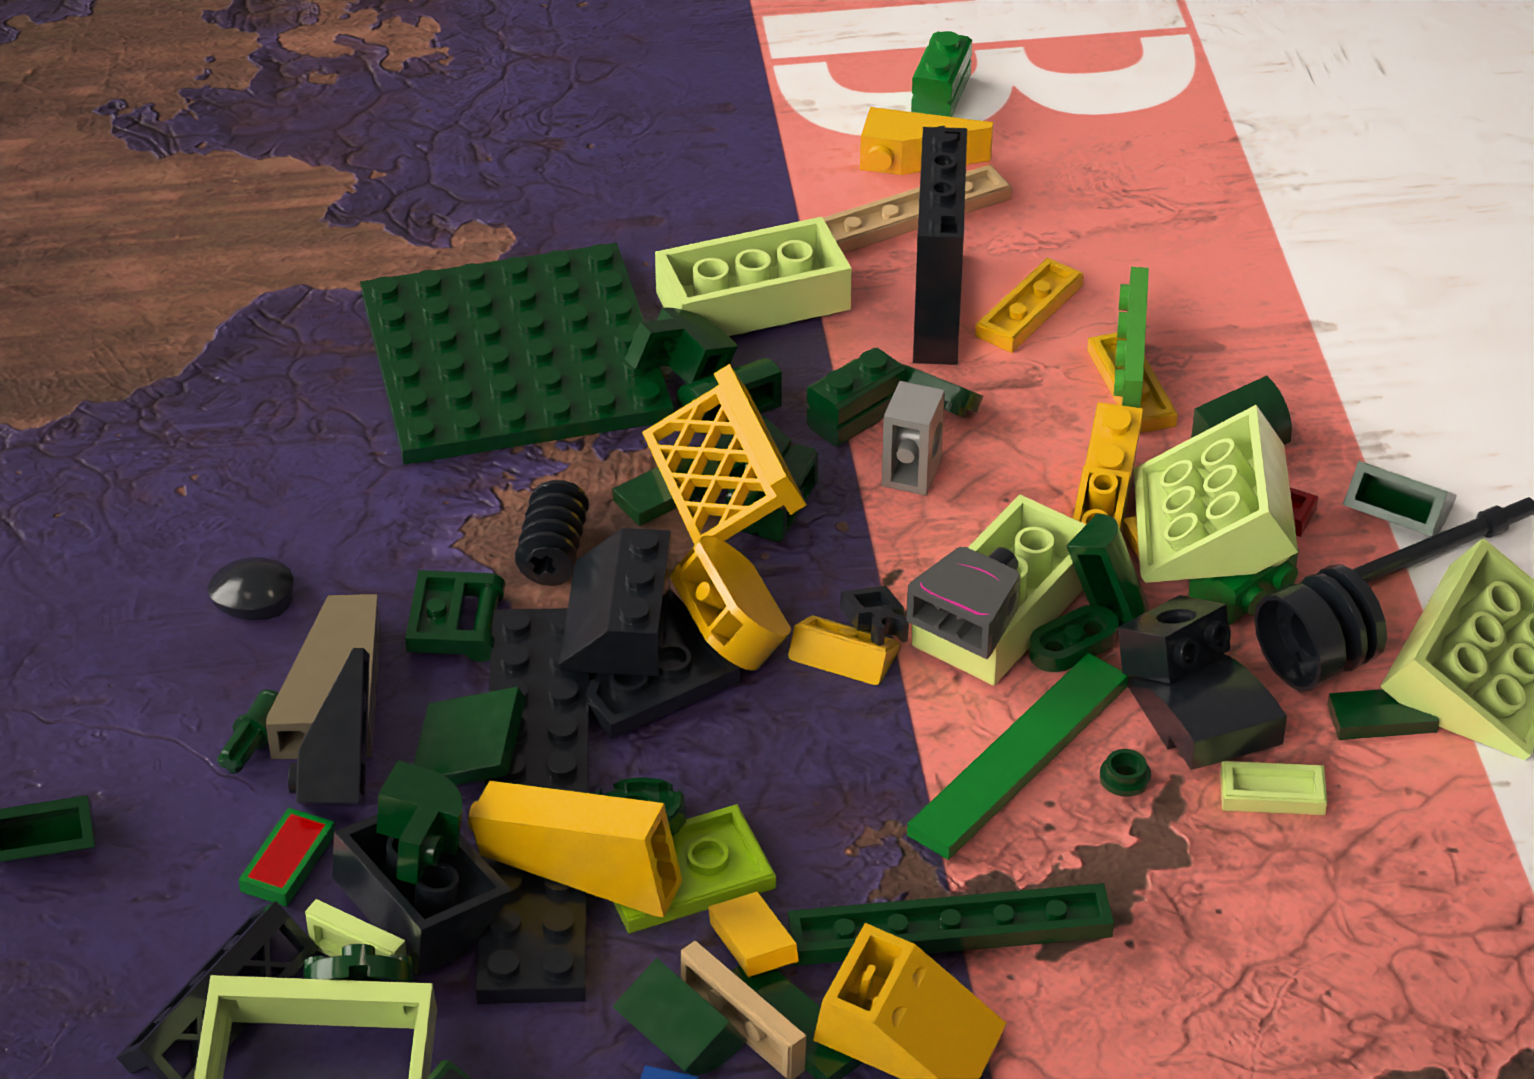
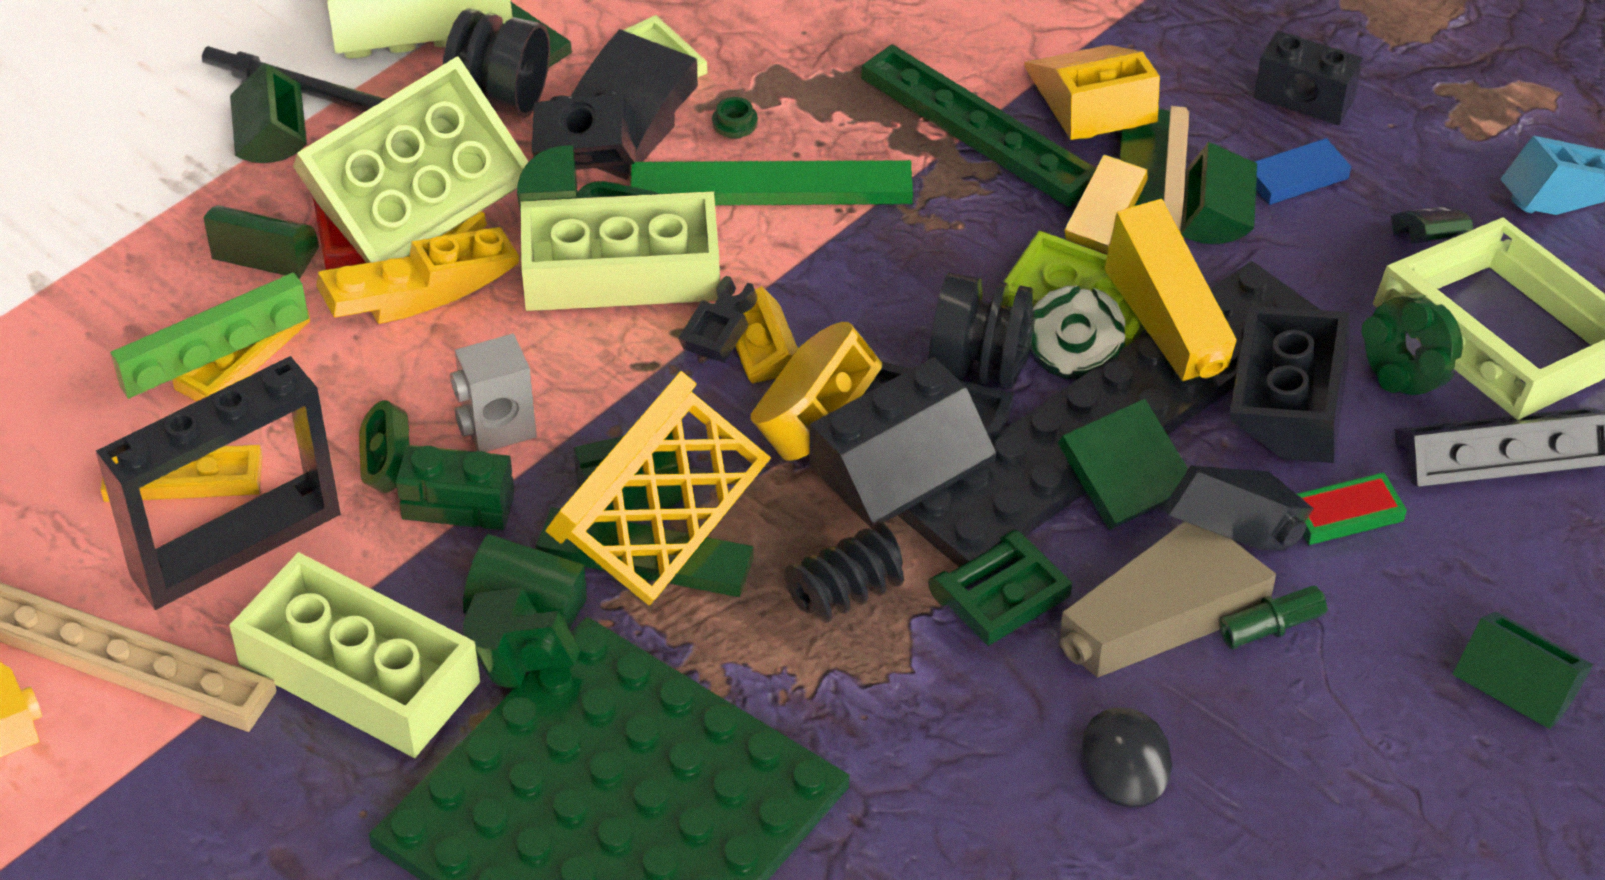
camera: 130 degrees left, 5 degrees up
(334, 929) = (1373, 395): yellowish green tile -> none
(422, 813) = (1271, 361): dark green brick -> none
(681, 721) = (982, 331): none -> black wheel
(967, 598) = (697, 204): dark grey torso -> none

